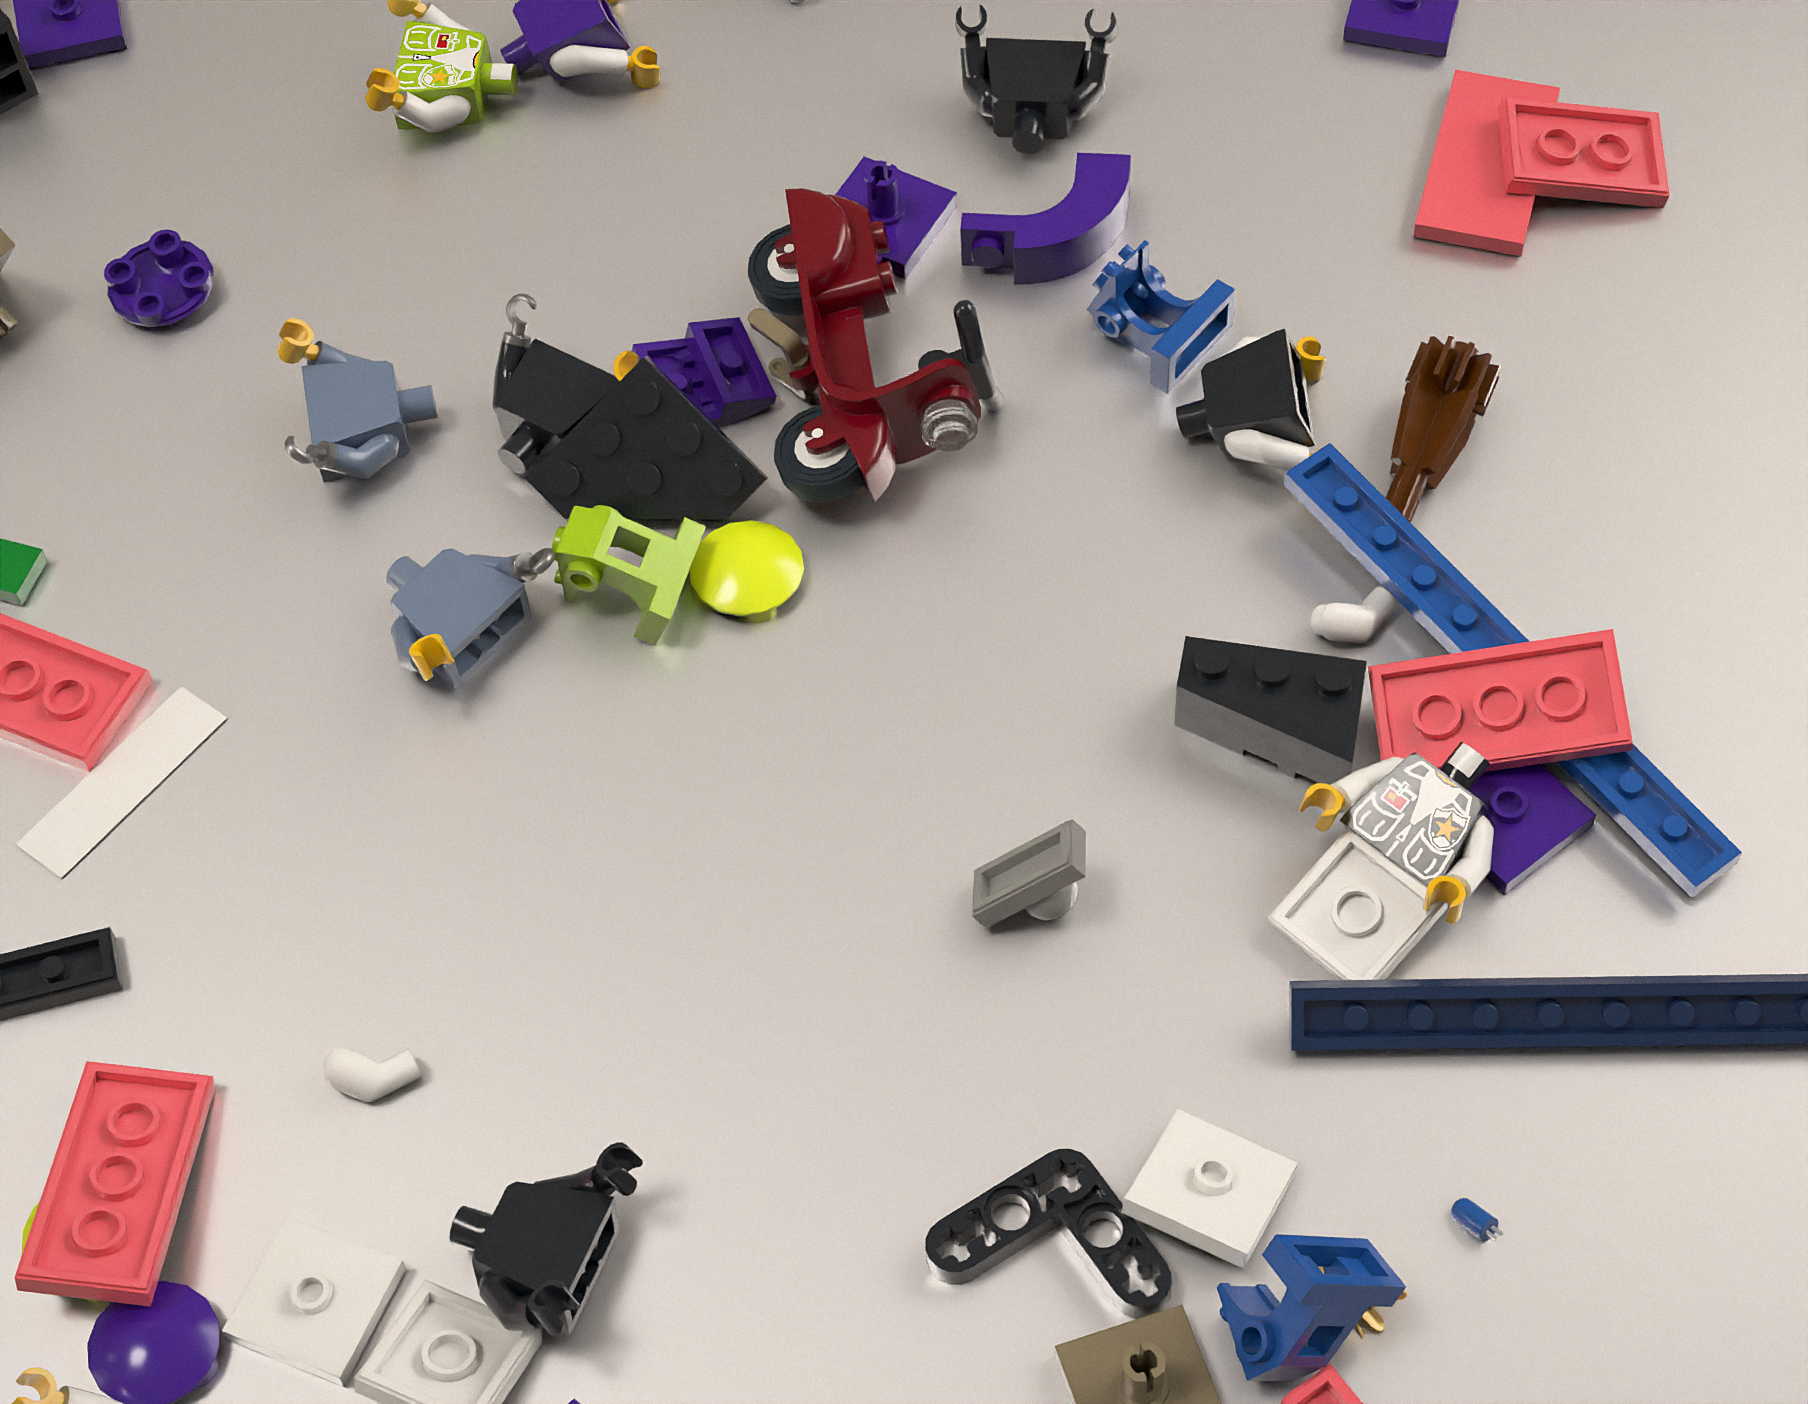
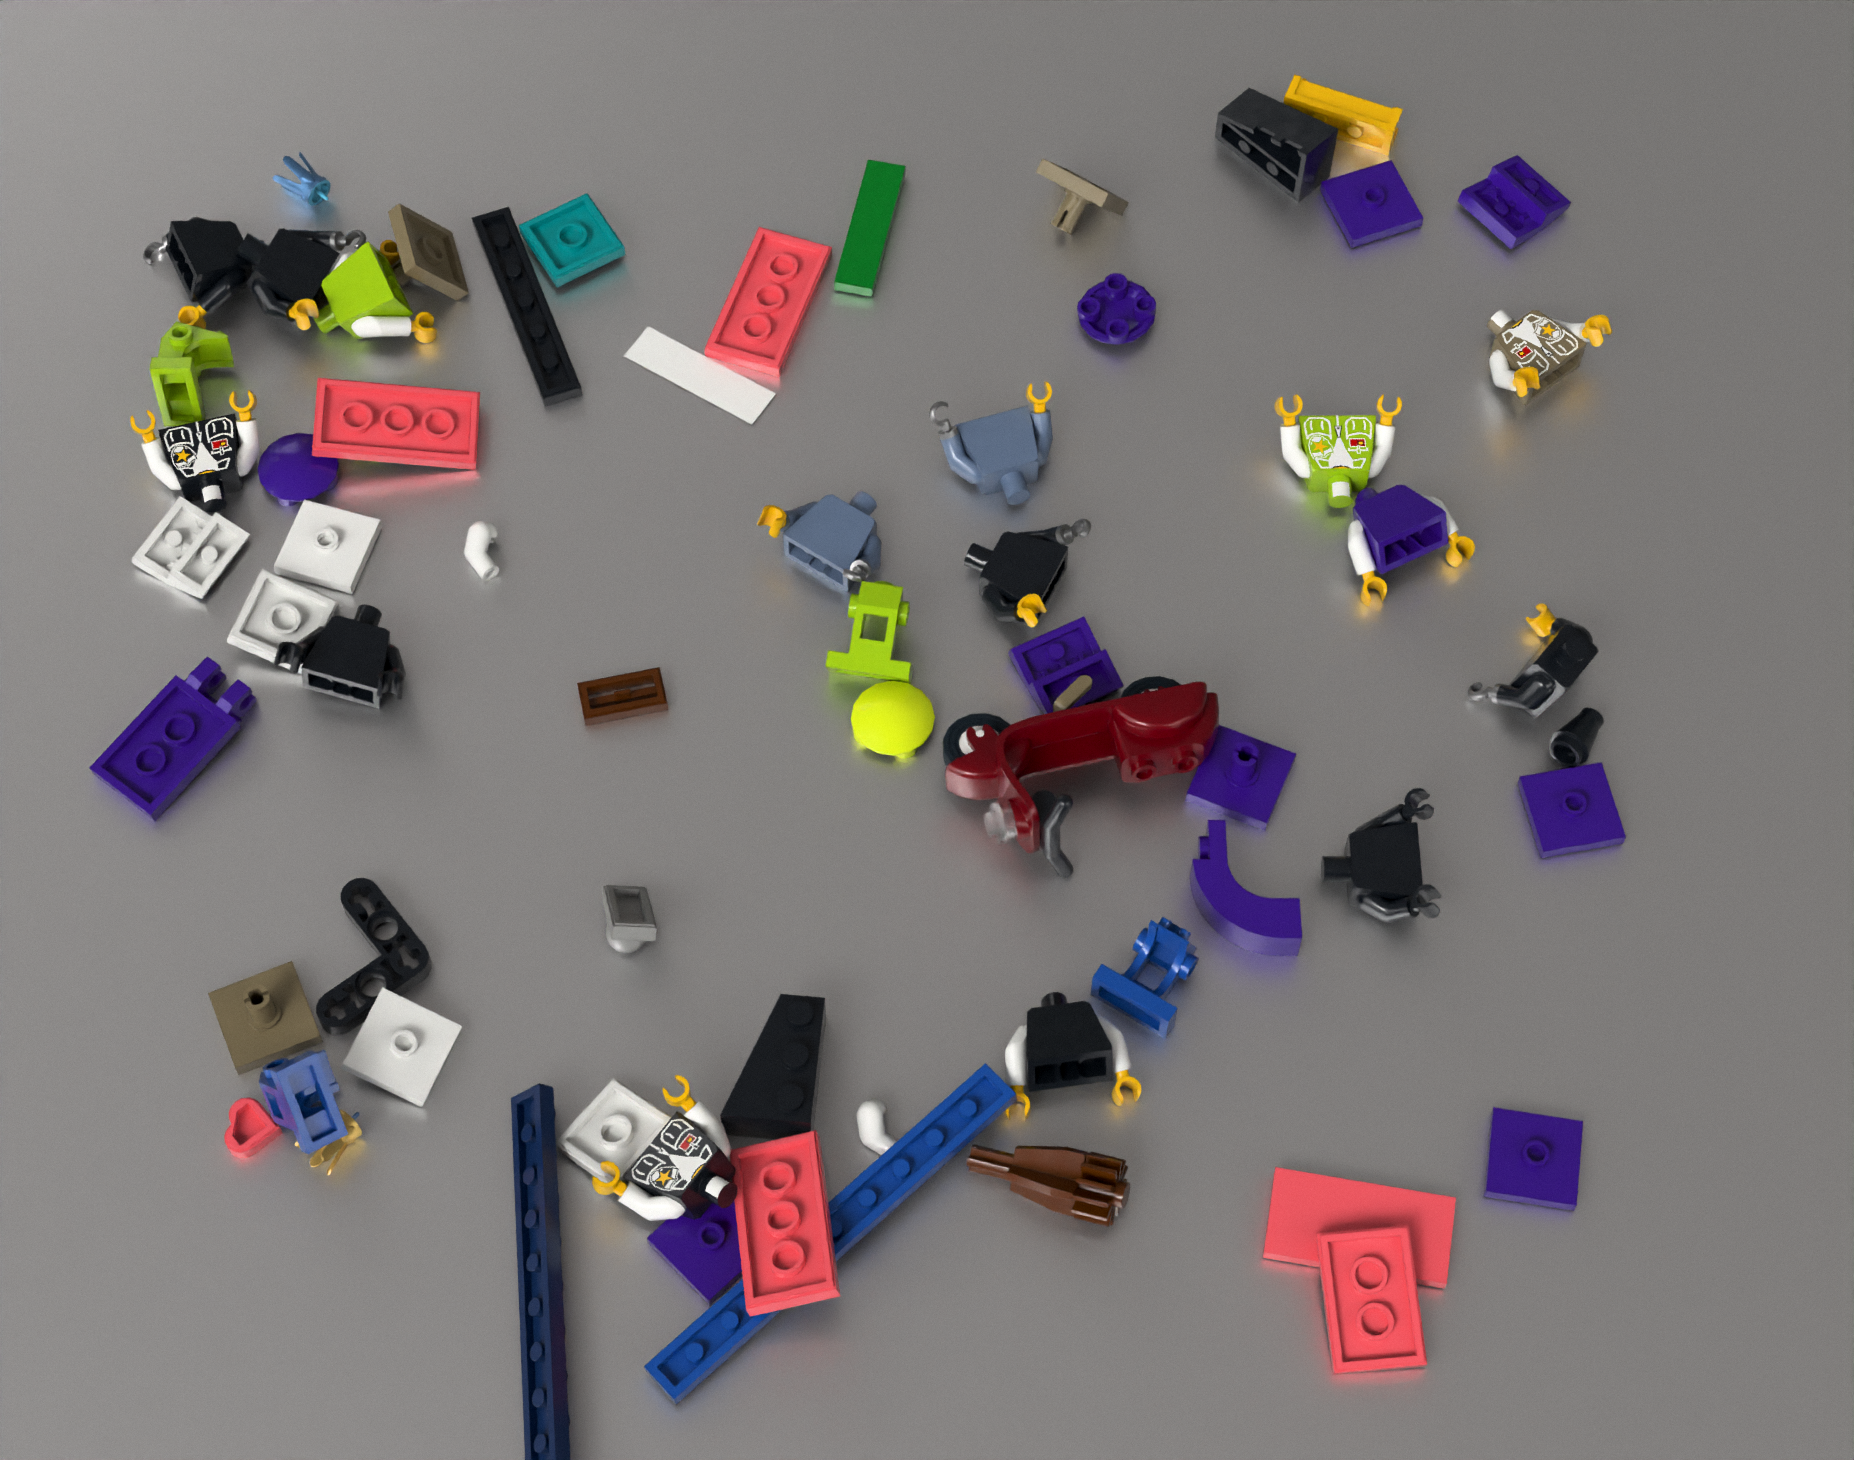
camera: 80 degrees right, 5 degrees up
(647, 456) = (969, 637): black plate -> none
(661, 937) = (623, 702): none -> reddish brown tile
(1475, 1219) = (389, 1222): blue piece -> none

